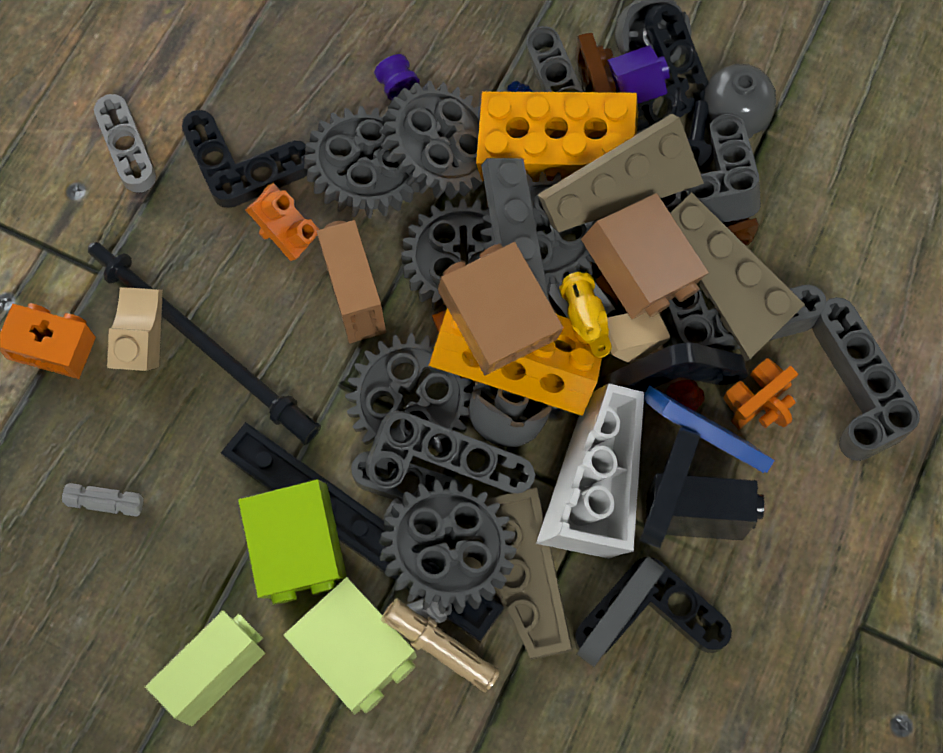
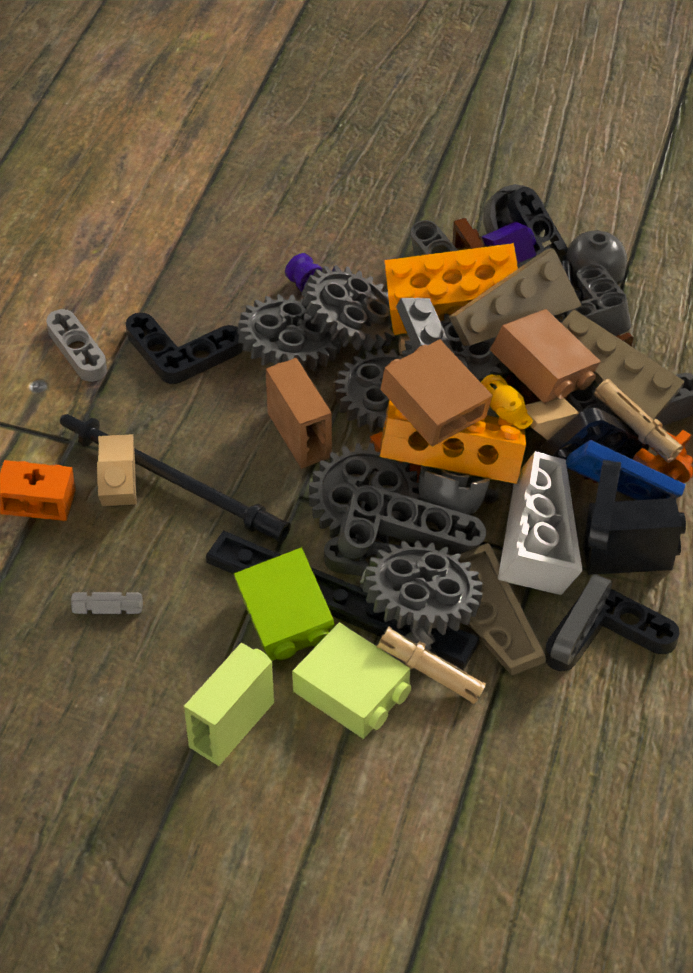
camera: 10 degrees left, 20 degrees down
(282, 222) = (228, 381): orange hips -> none
(739, 355) = (649, 430): none -> tan pin

